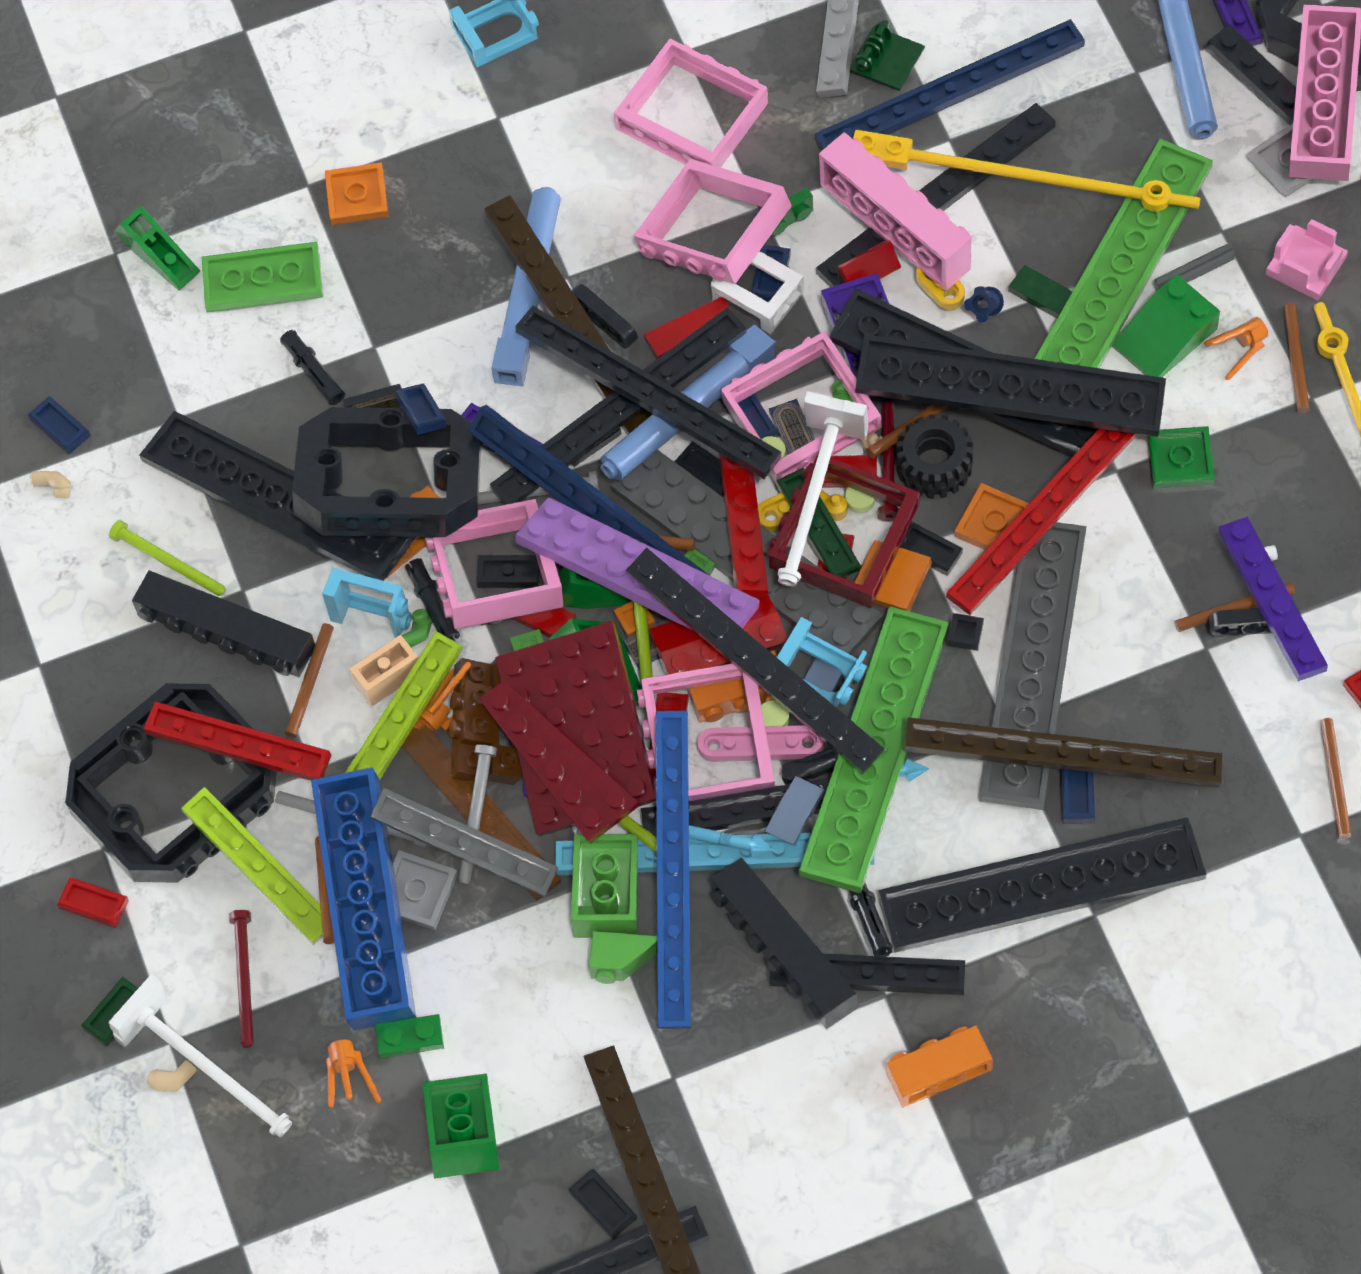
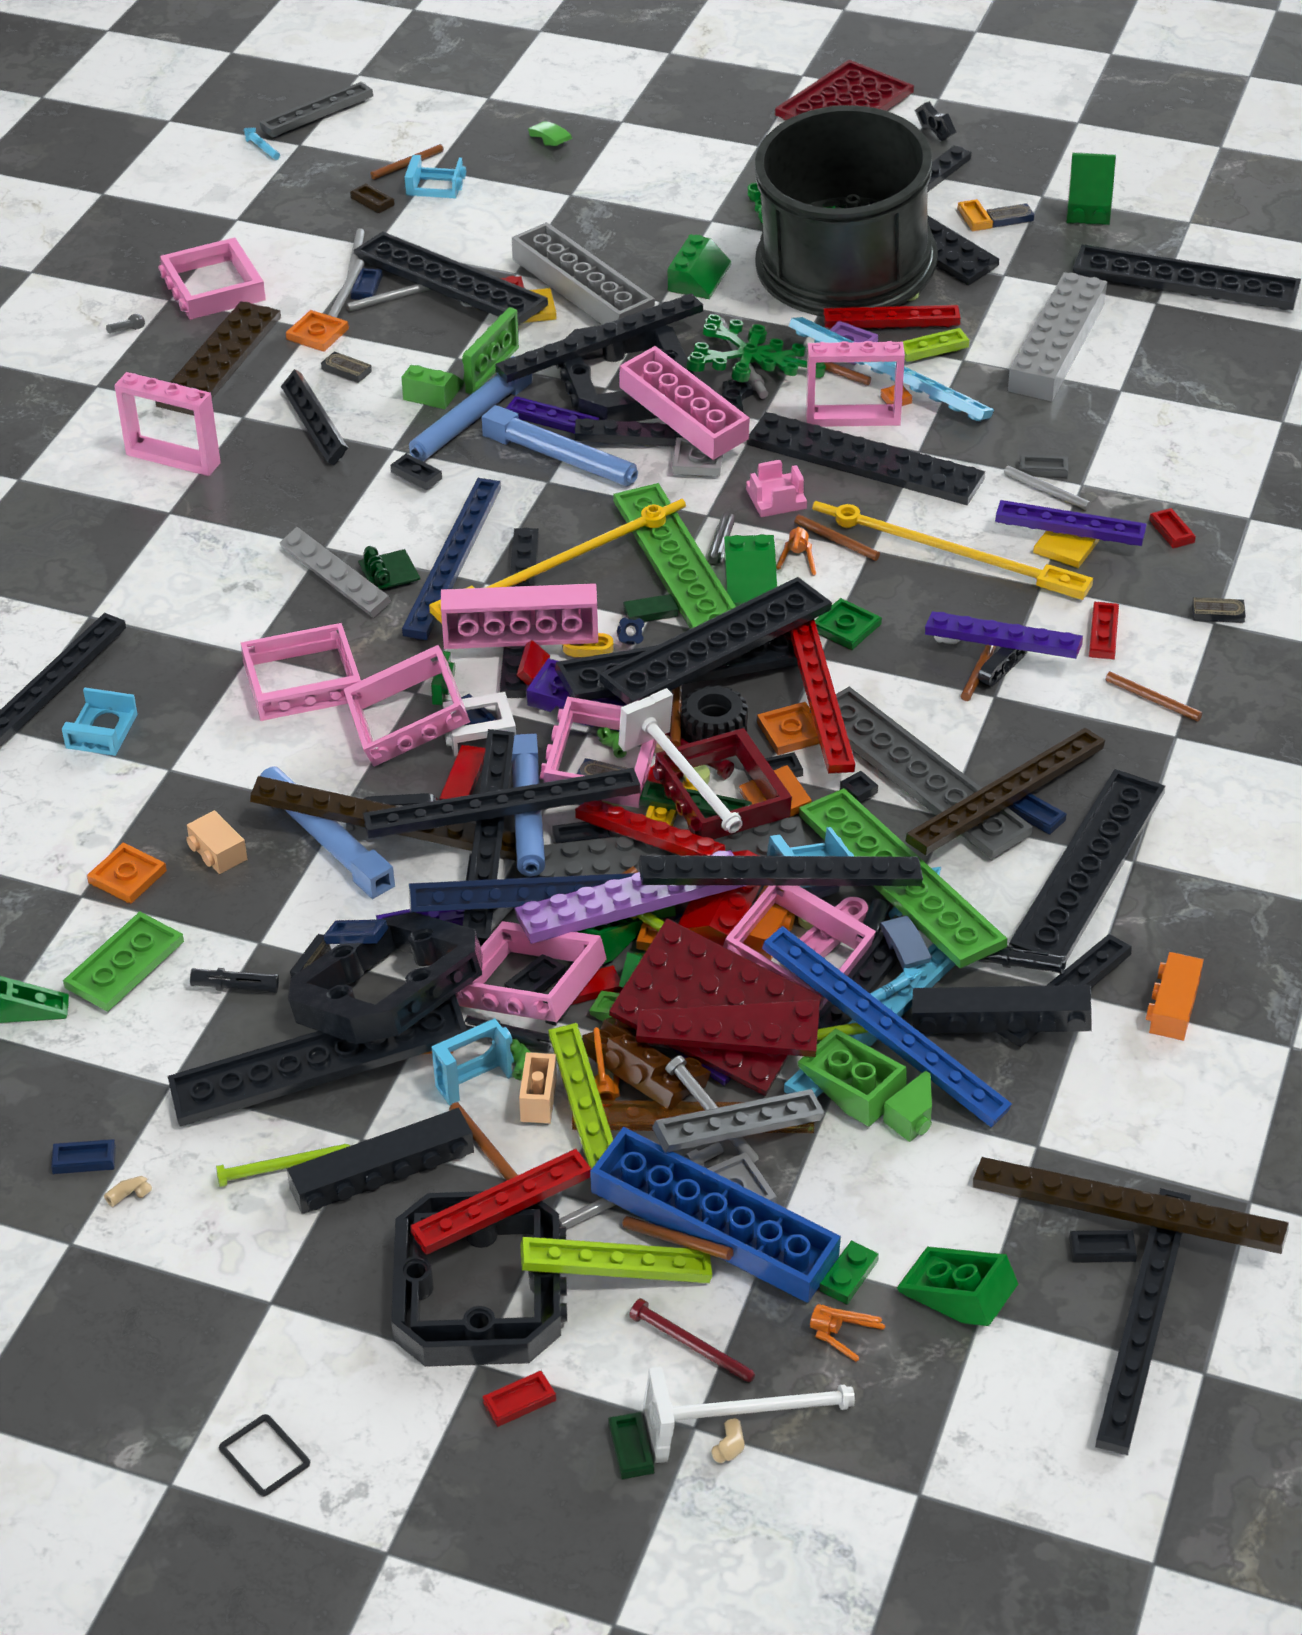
camera: 55 degrees left, 20 degrees down
(440, 225) = (216, 842): none -> light nougat brick

